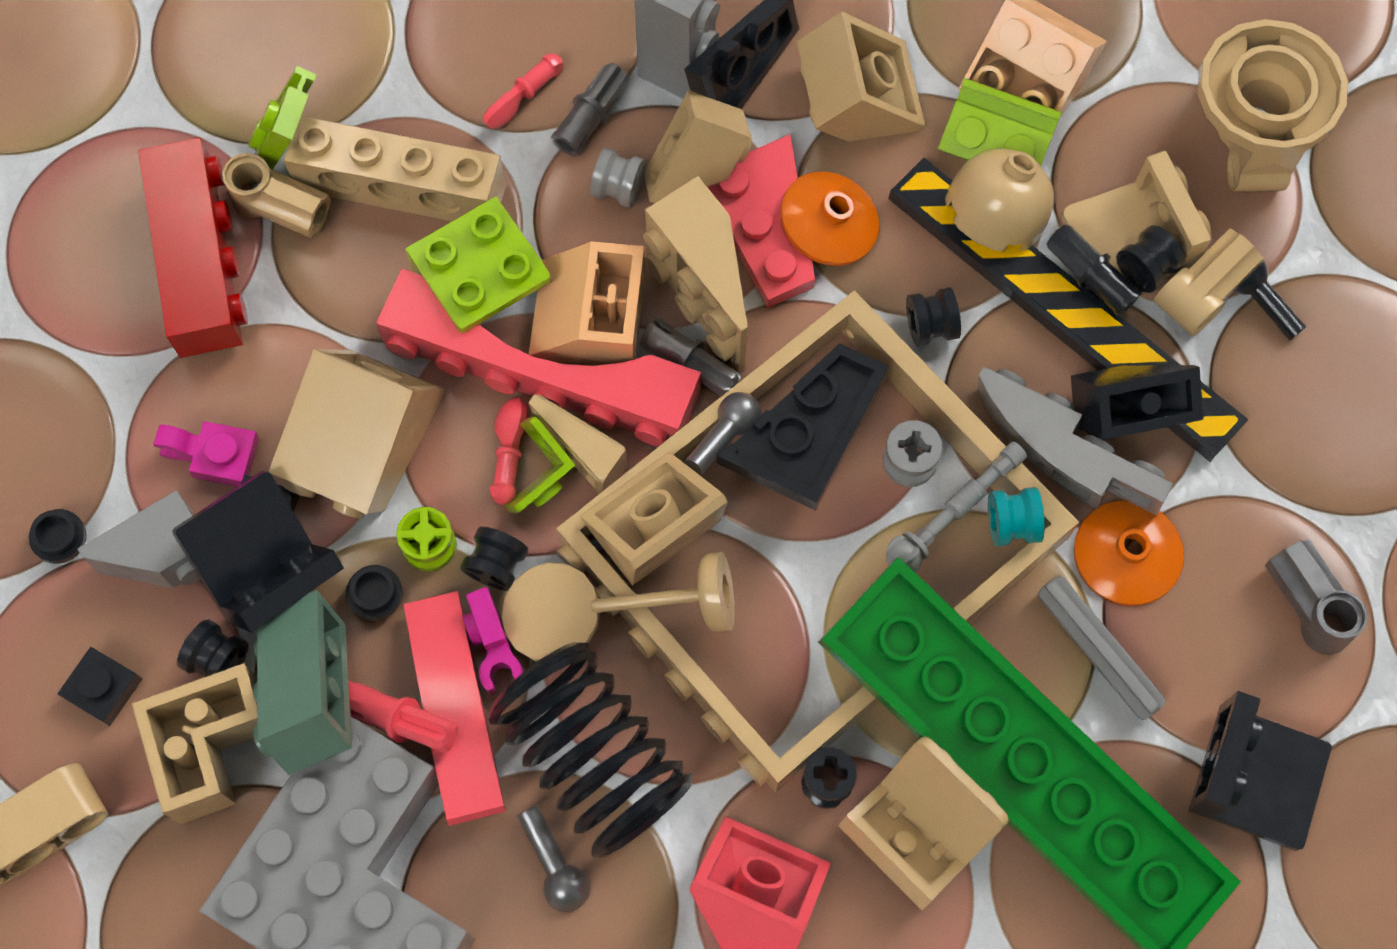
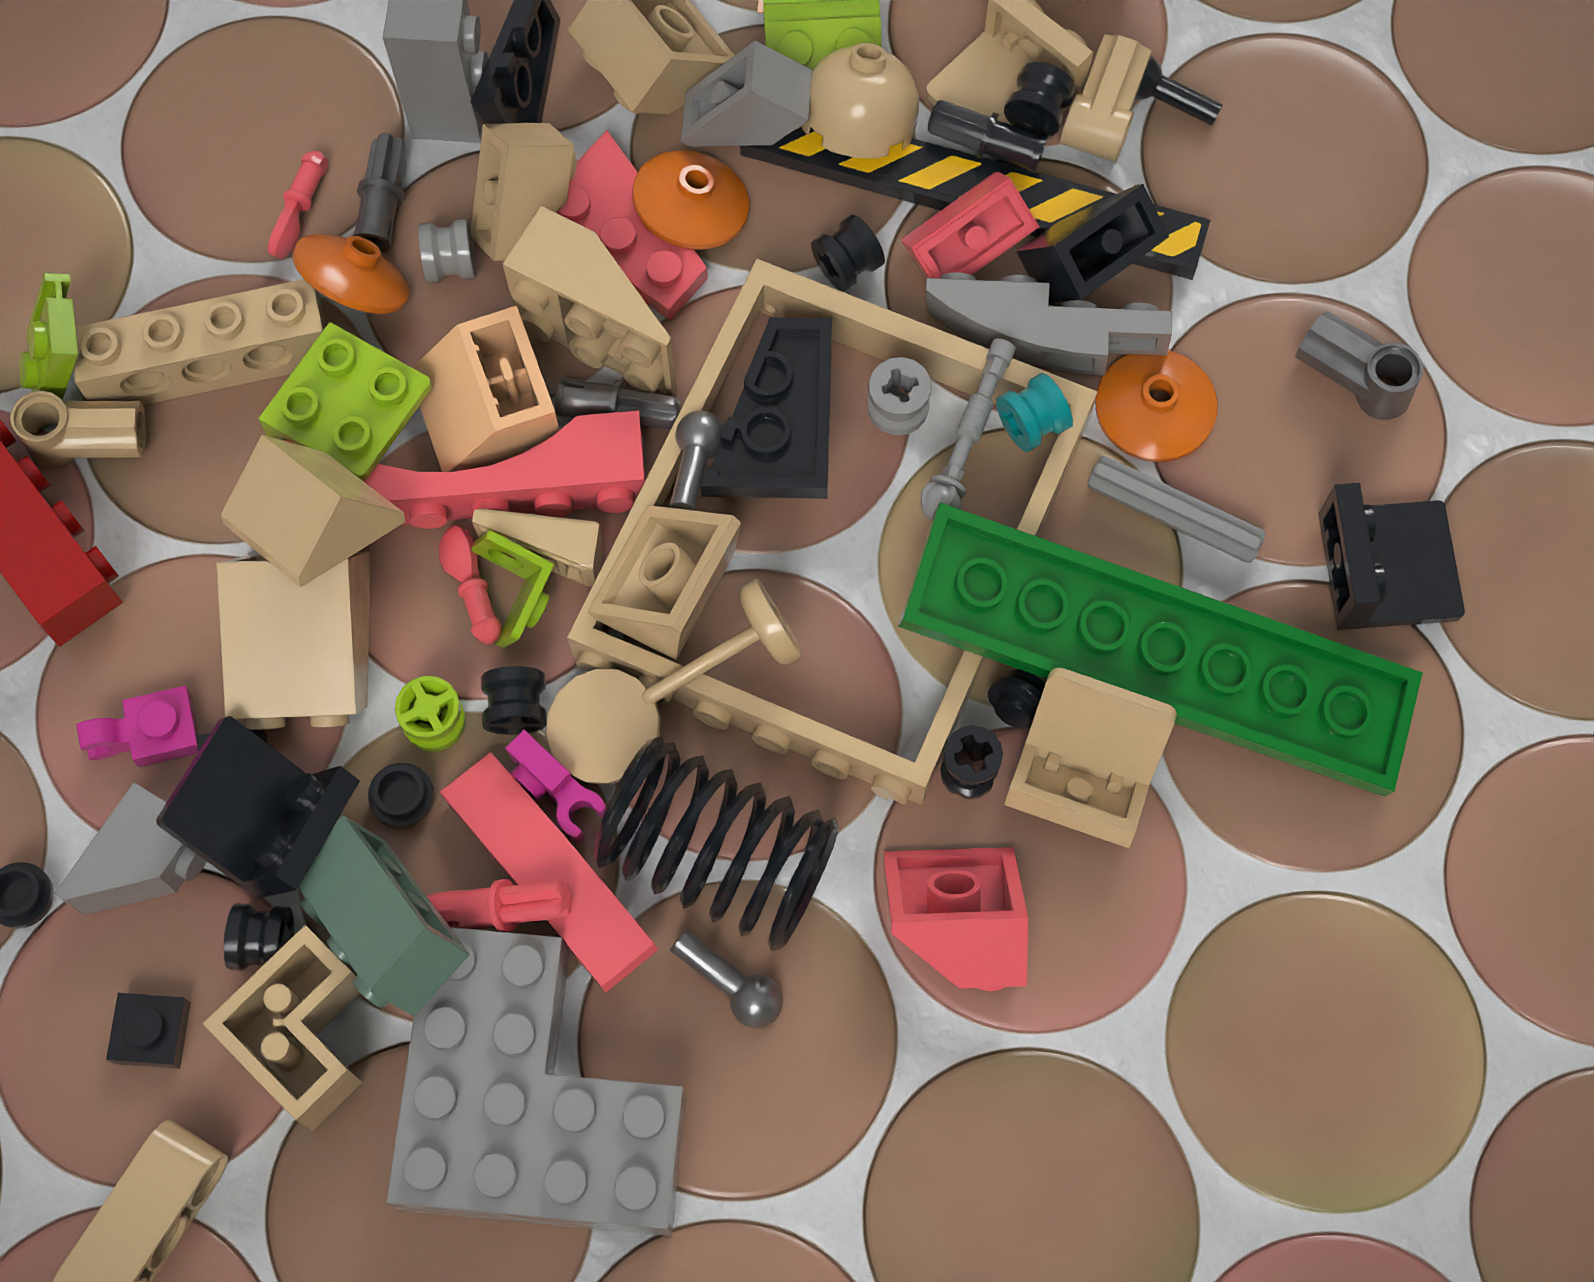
camera: 25 degrees left, 0 degrees up
(401, 337) = (305, 509): none -> tan slope
(534, 164) = (351, 273): none -> orange dish
(890, 742) = (1016, 697): none -> black plate
(911, 159) = (748, 100): none -> light grey slope
(1043, 341) = (971, 229): none -> coral slope

